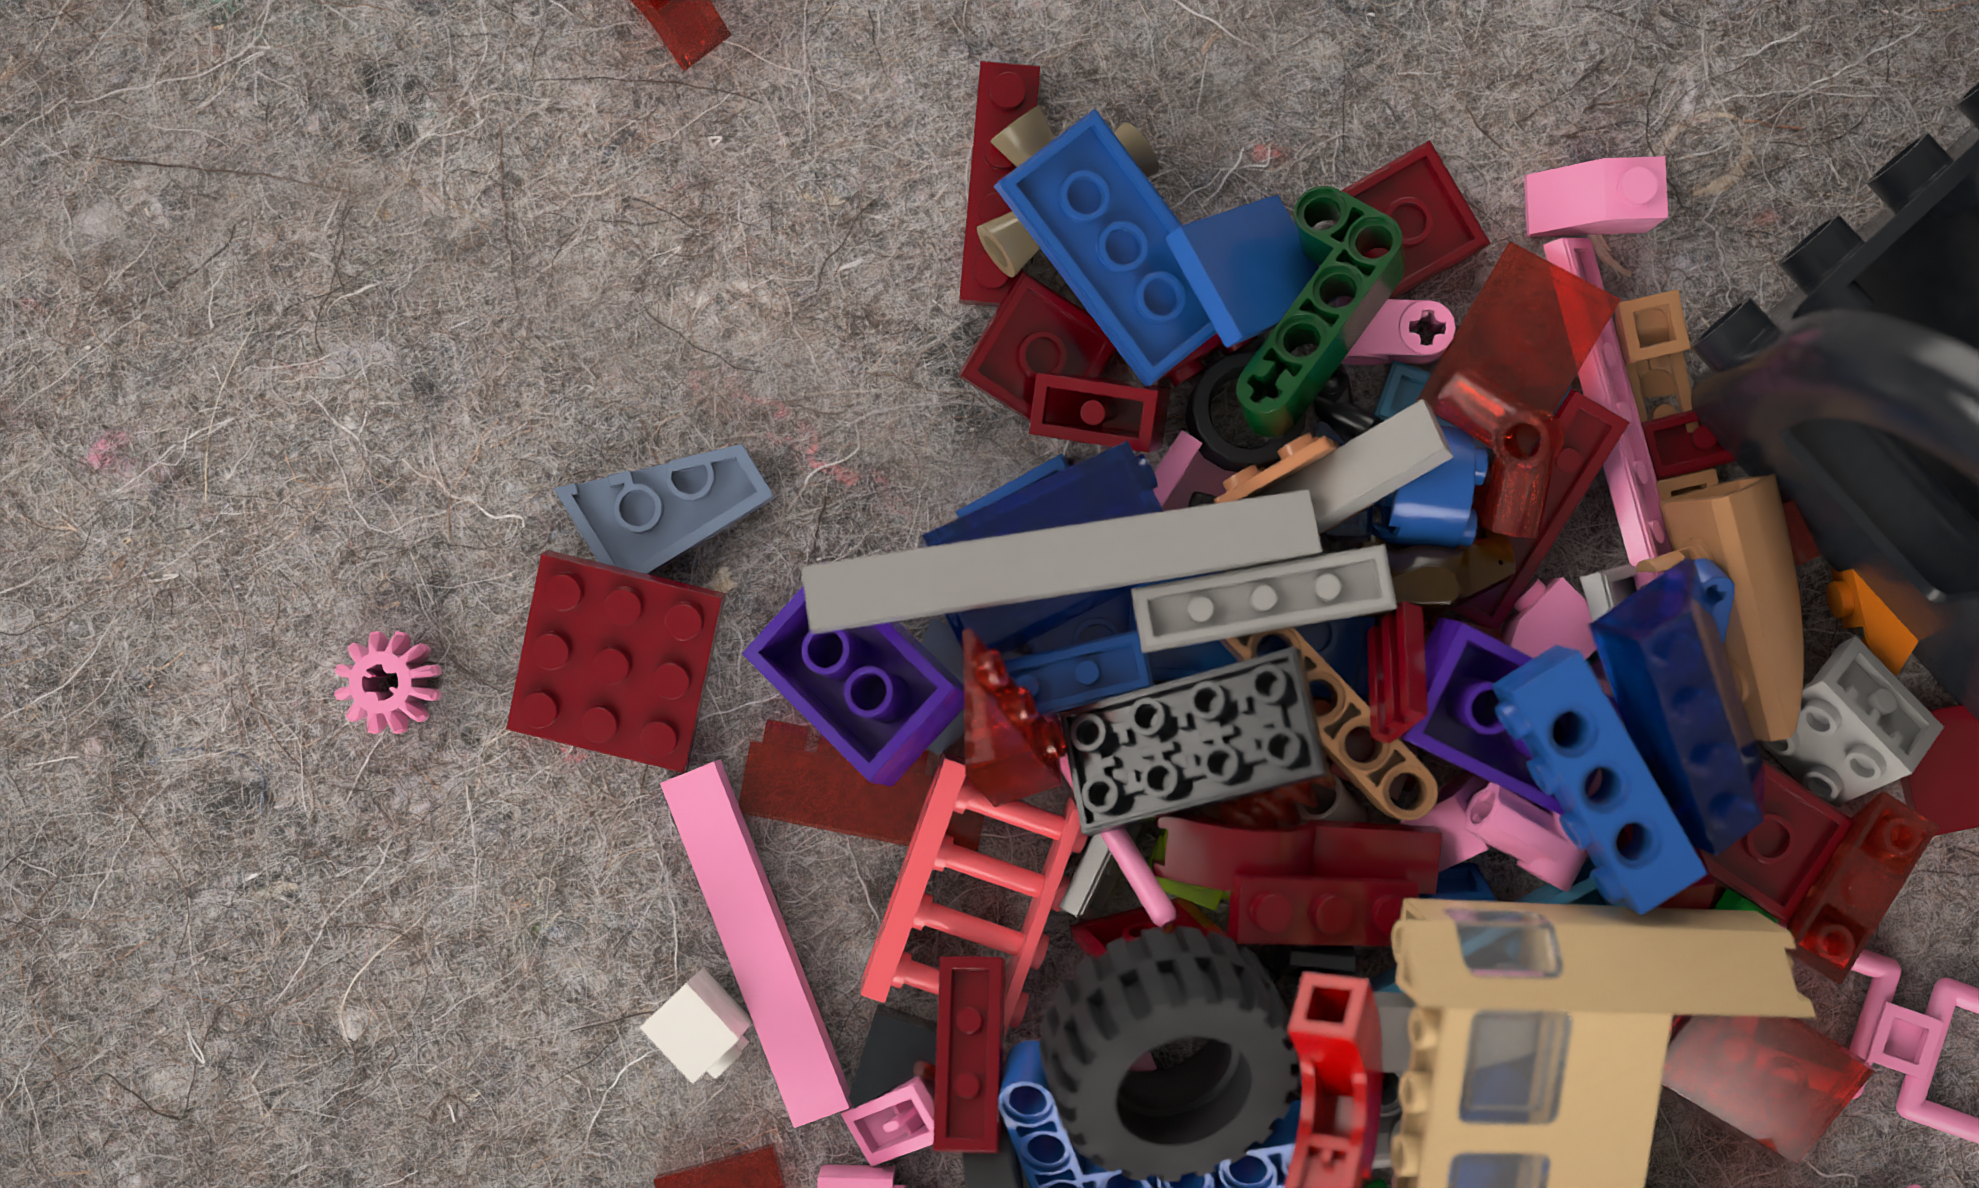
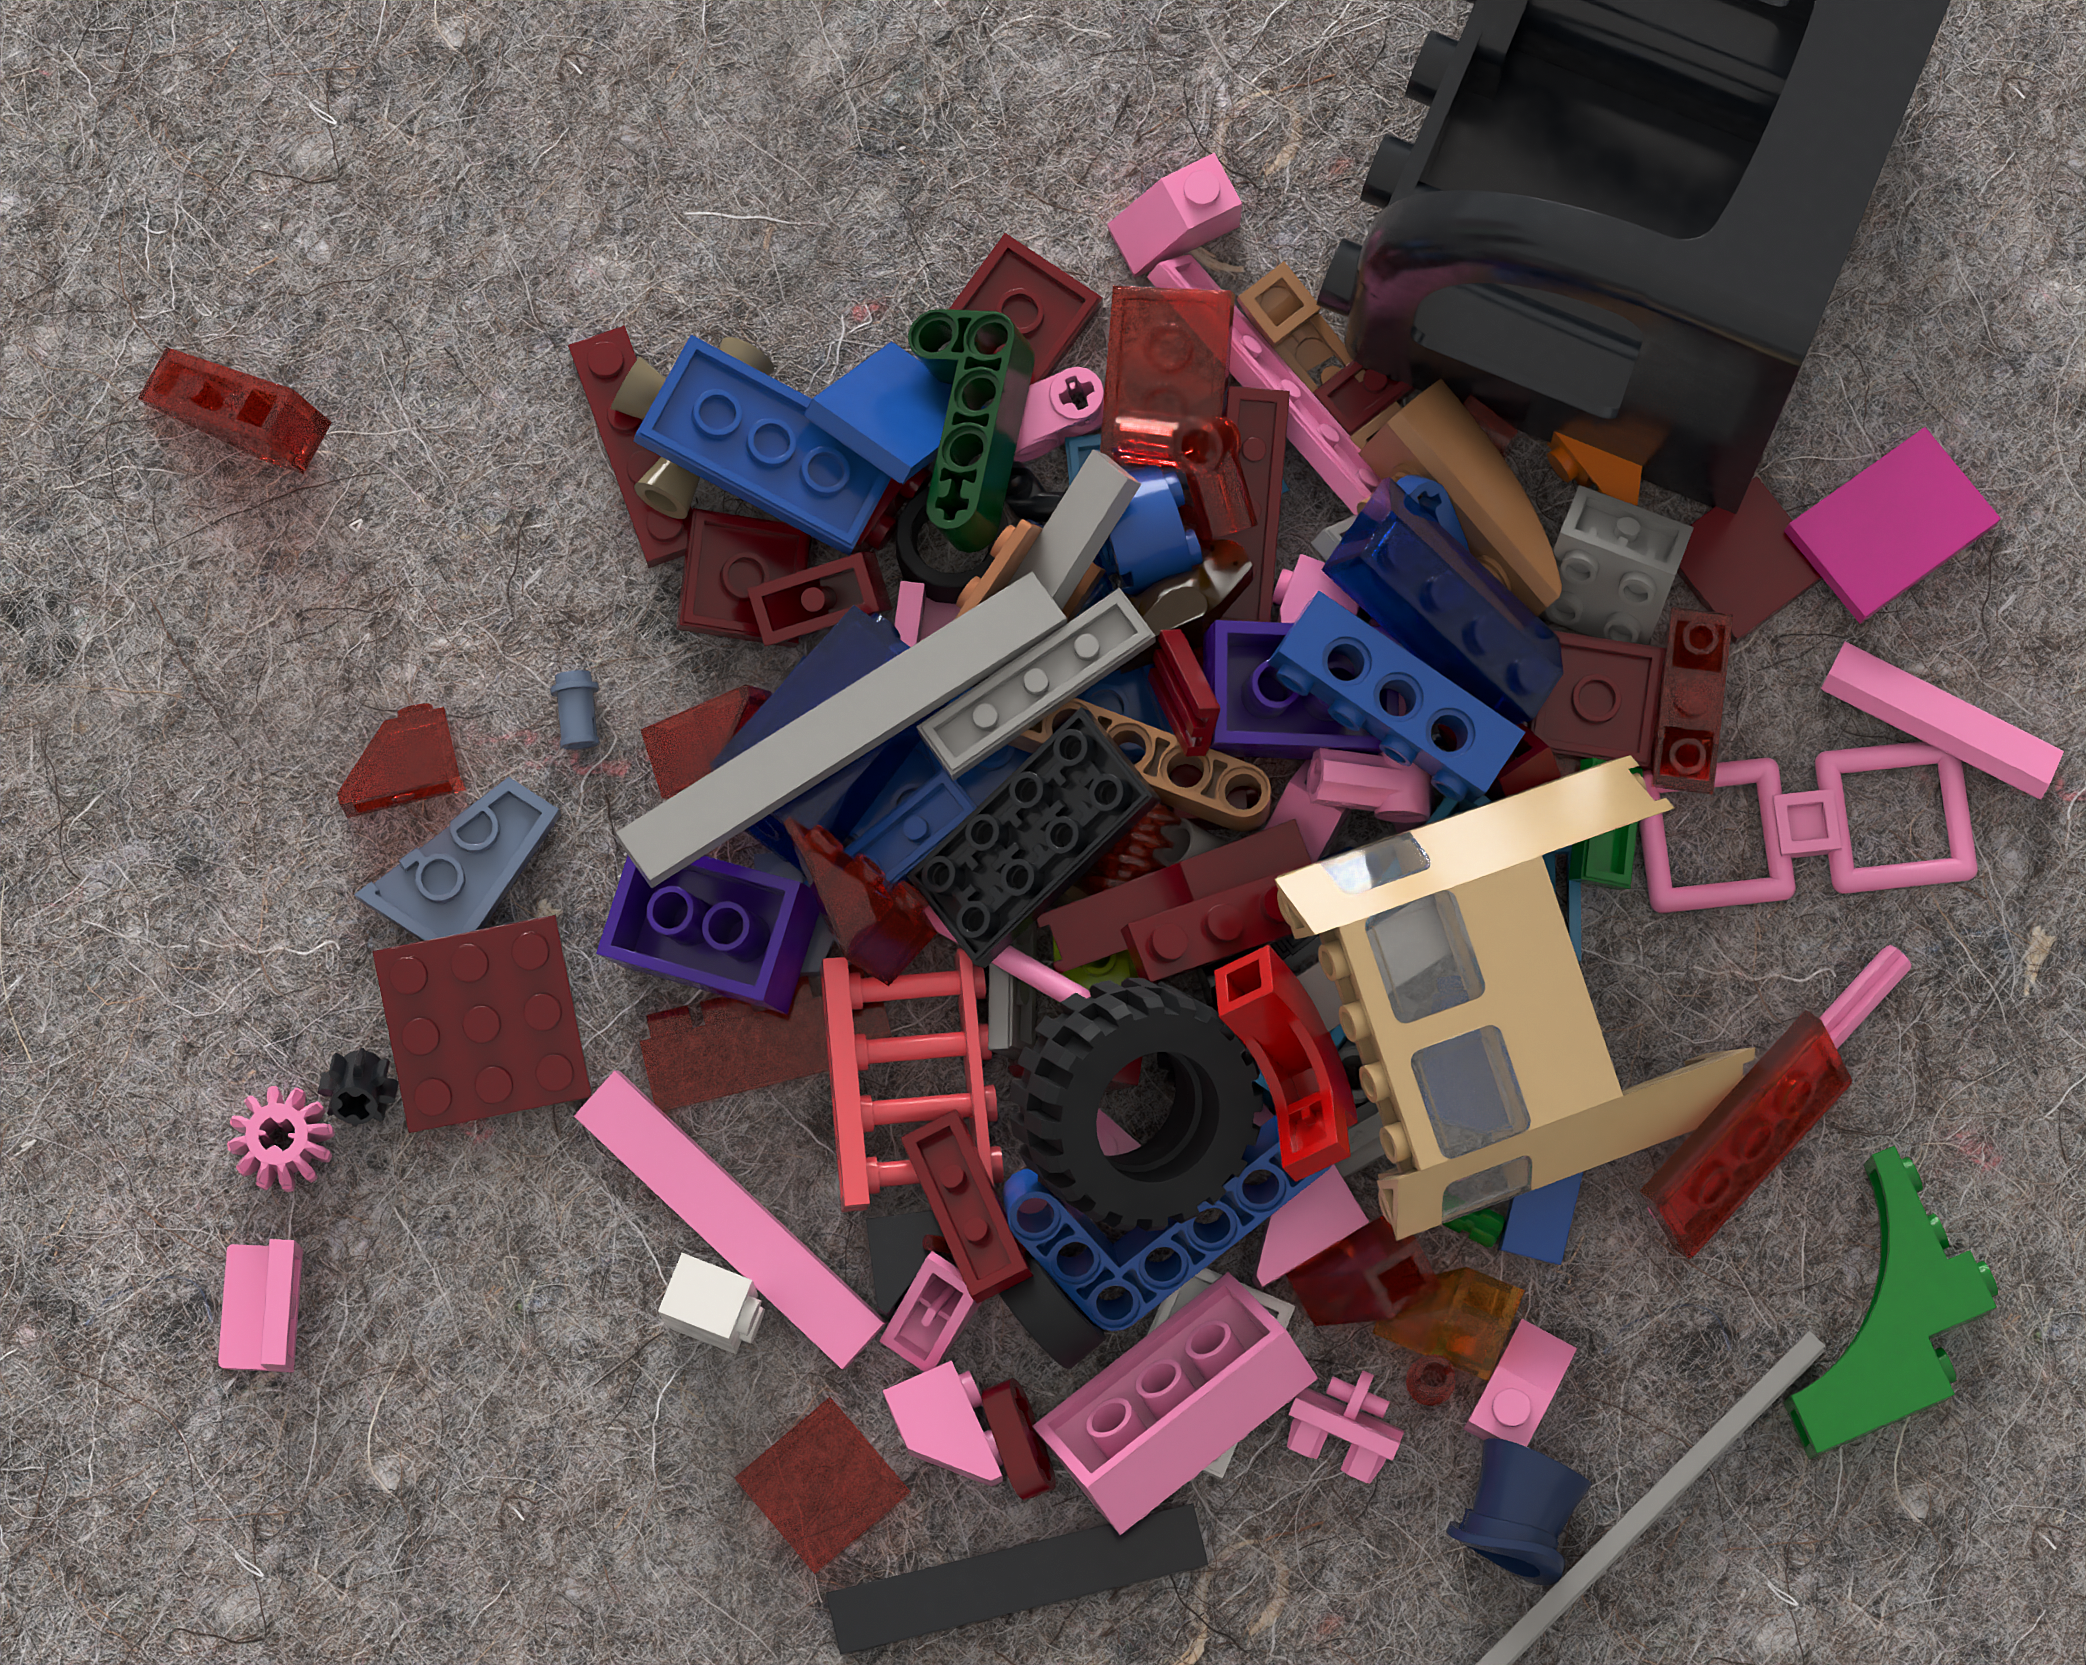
camera: 25 degrees left, 10 degrees down
(306, 825) = (260, 1306): none -> bright pink panel
(477, 668) = (358, 1087): none -> black gear
(656, 385) = (404, 763): none -> clear red slope
(833, 407) = (576, 709): none -> sand blue pin
(924, 496) = (690, 740): none -> clear red slope
(1764, 1076) = (1683, 904): clear red tile -> none

